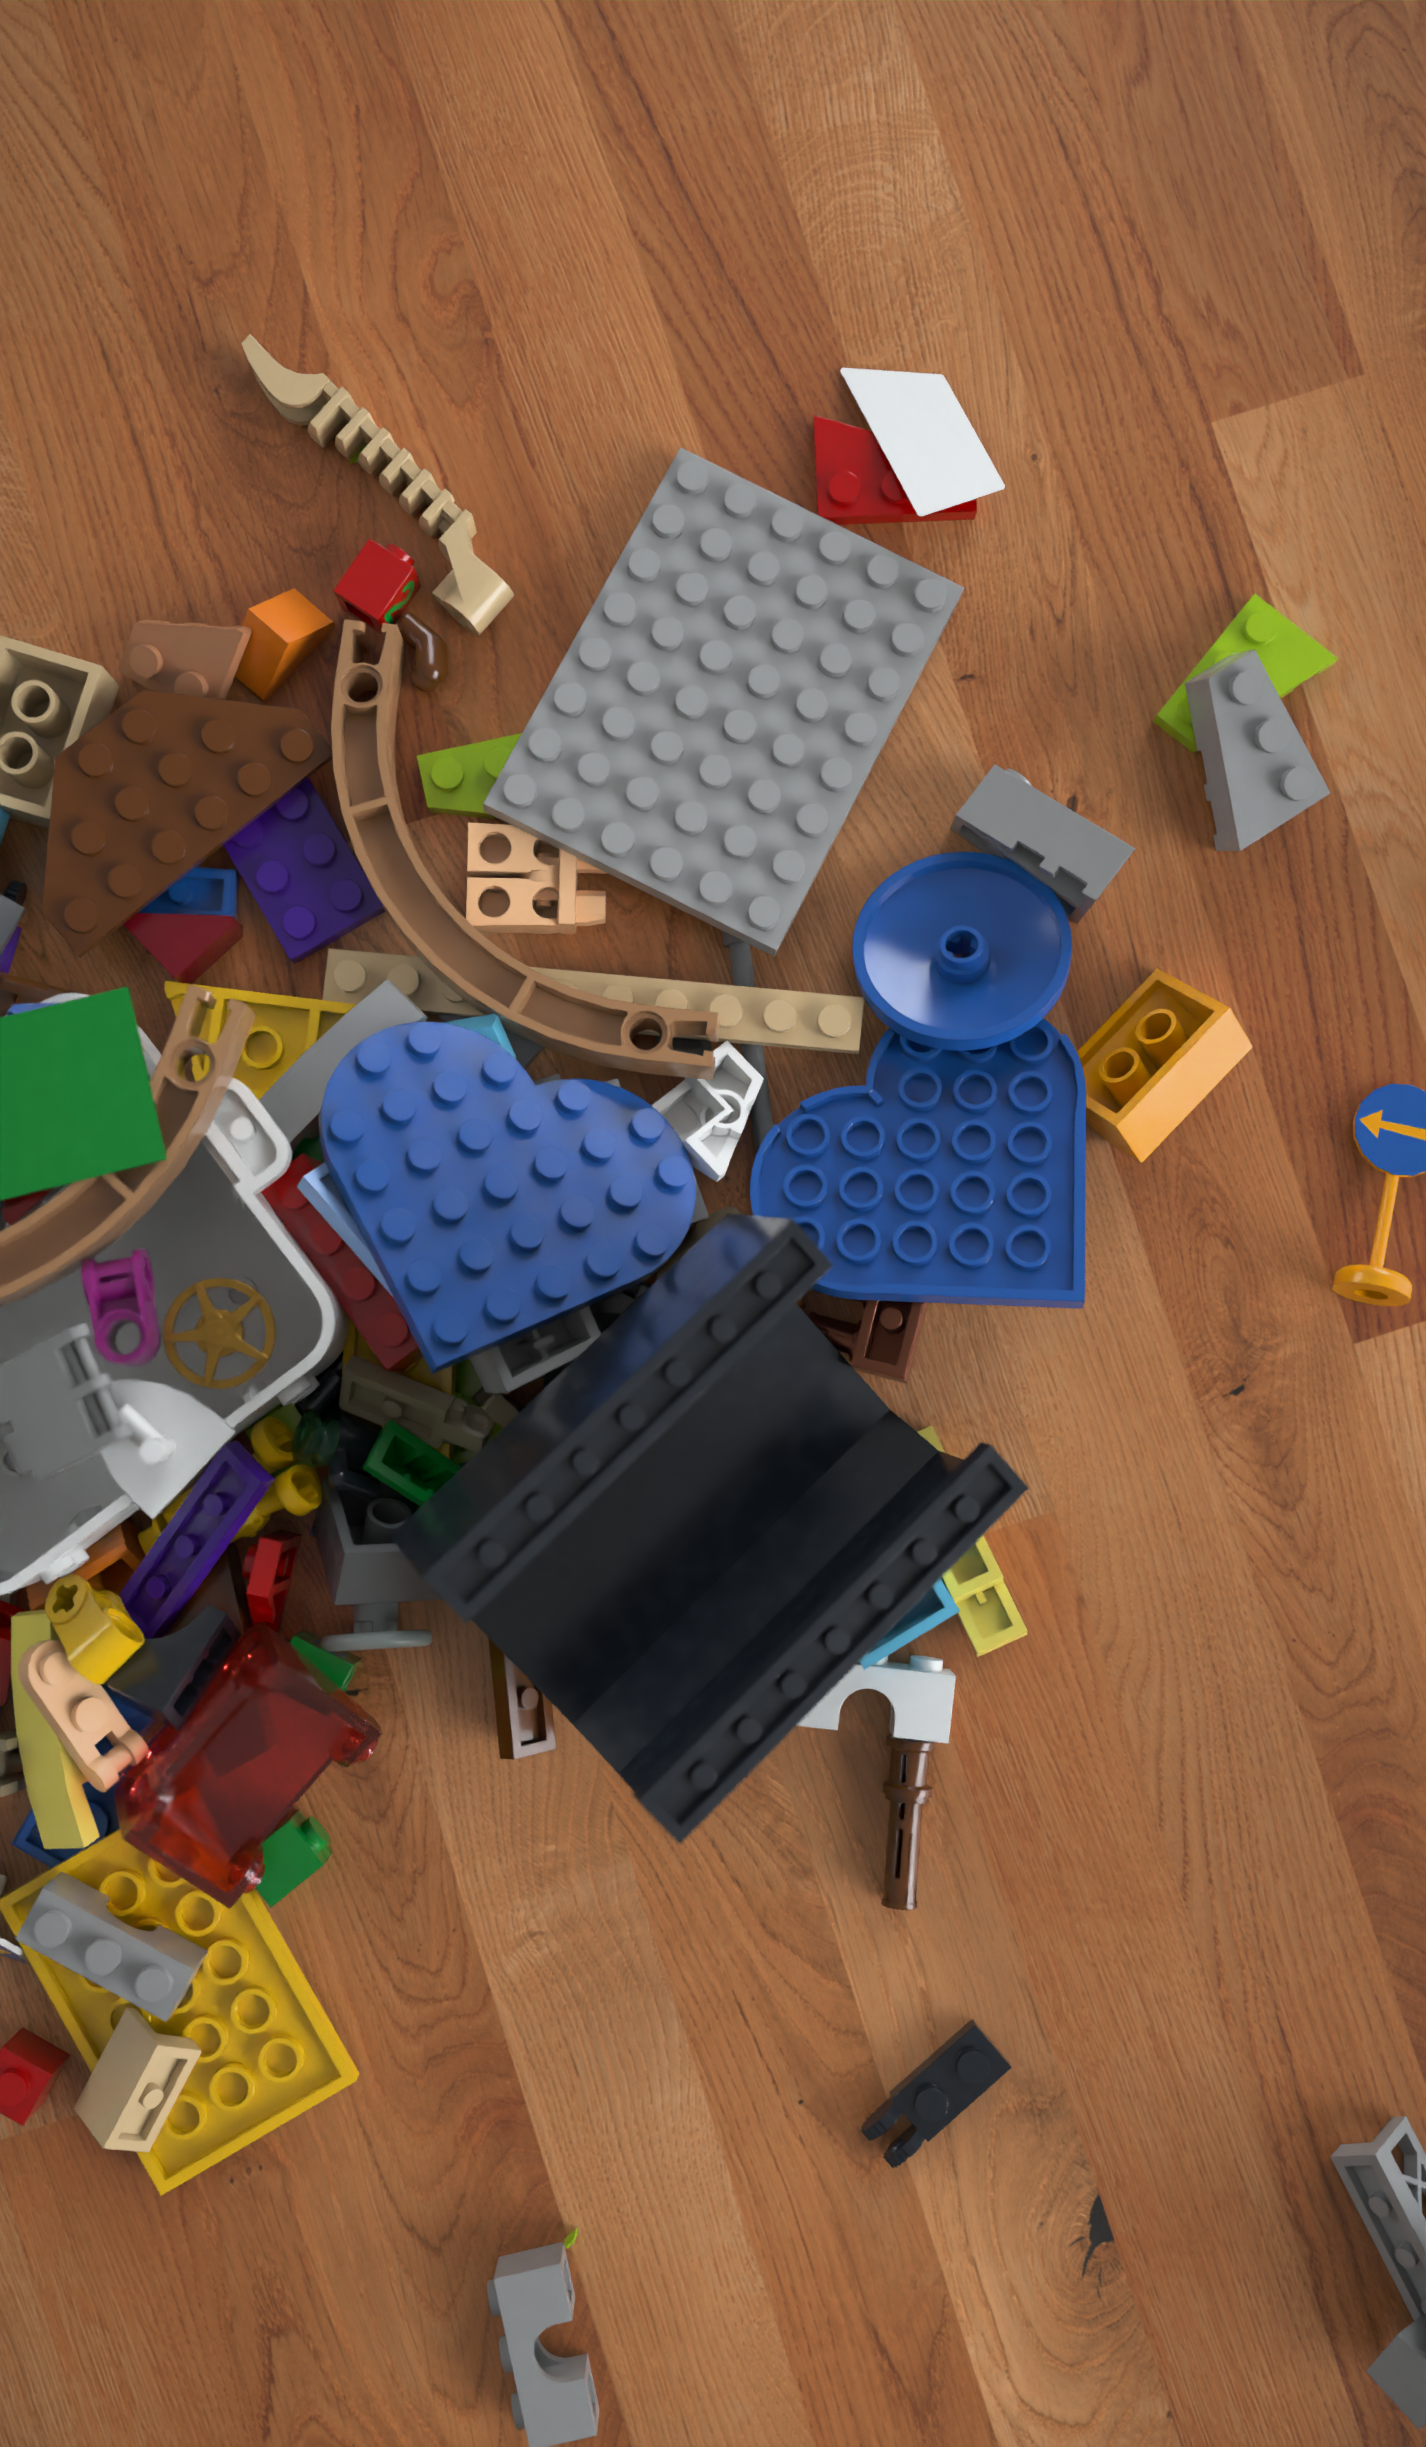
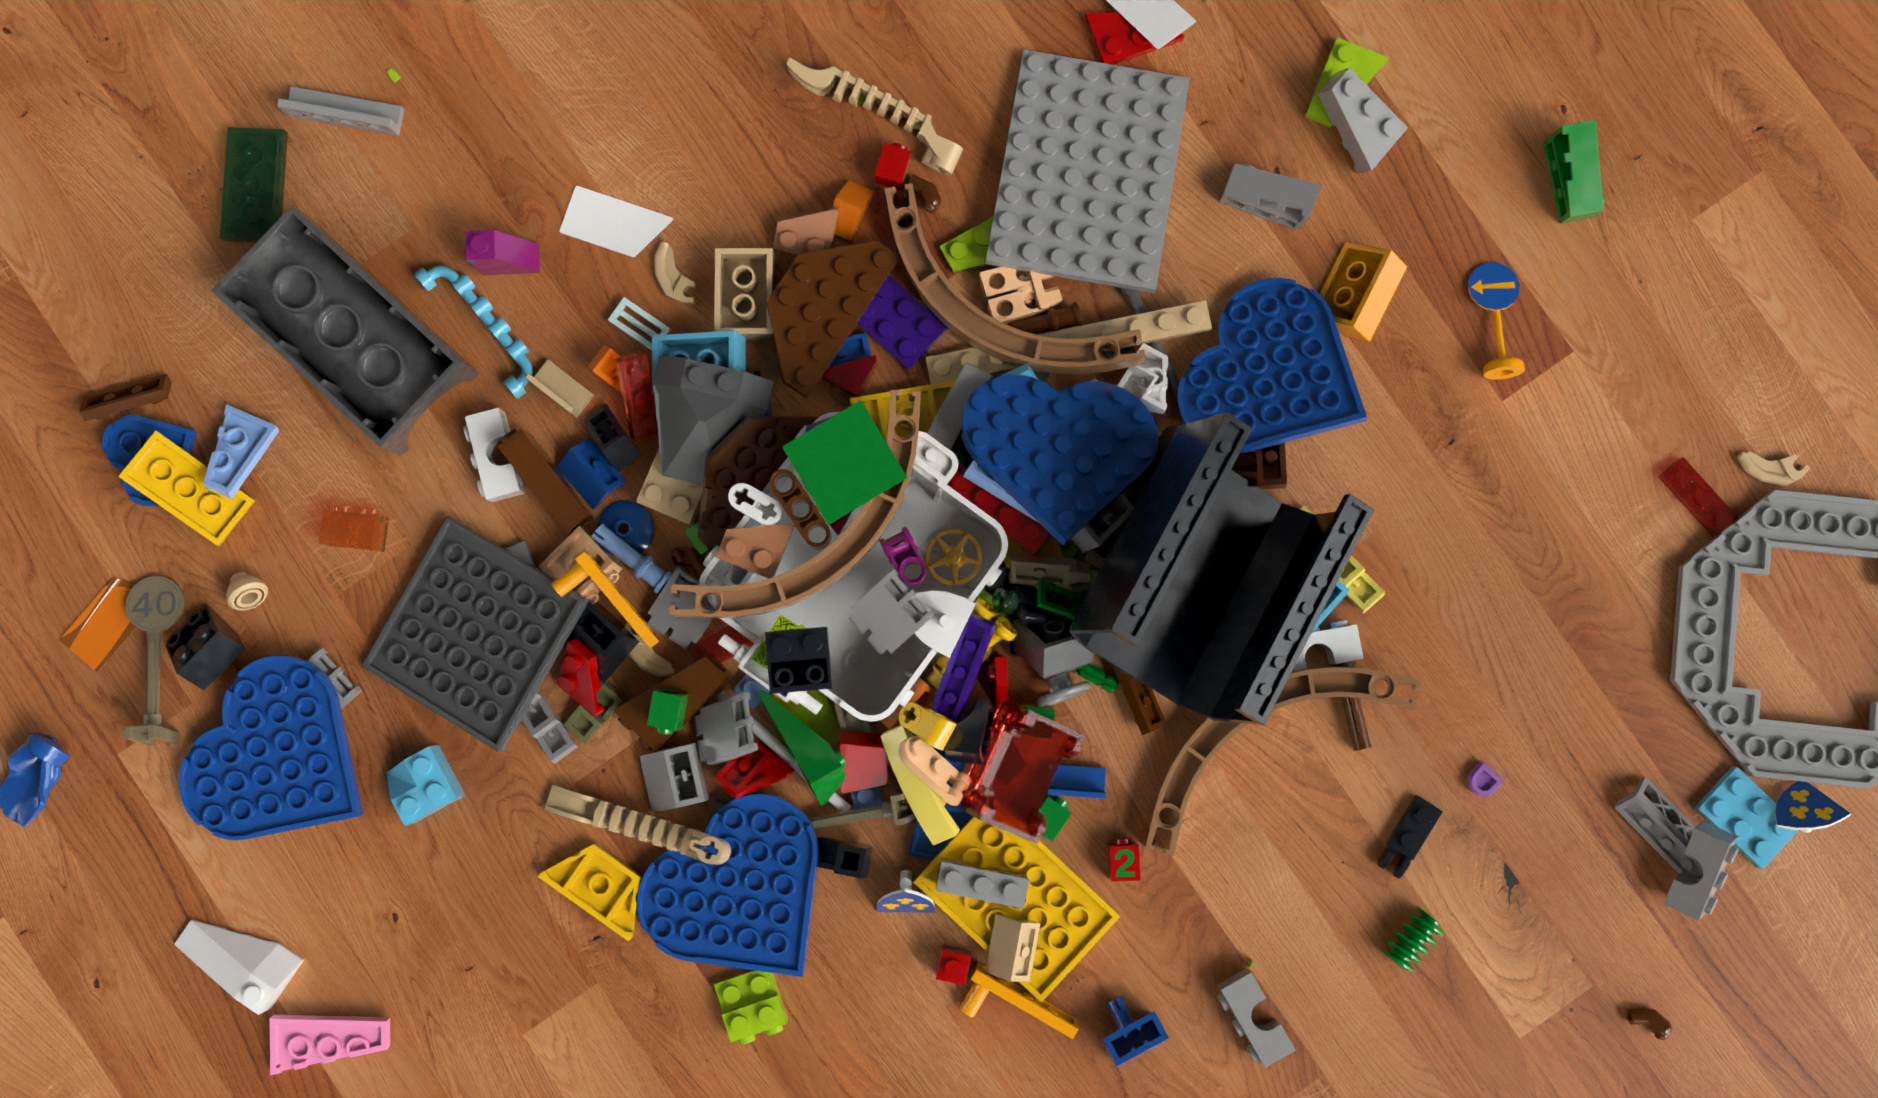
camera: 15 degrees left, 0 degrees up
(166, 2219) = (1017, 996): none -> light orange piece
(310, 2312) = (1133, 1035): none -> blue brick
(358, 1808) = (1078, 782): none -> blue panel
(395, 1979) = (1123, 860): none -> red brick
(472, 1641) = (1098, 677): none -> green axle
(577, 951) = (1053, 320): none -> reddish brown pin
(802, 1761) = (1214, 734): none -> medium nougat piece
(881, 2295) = (1414, 940): none -> green piece
(962, 951) = (1247, 262): blue dish -> none
(1104, 2031) = (1483, 780): none -> medium lavender tile

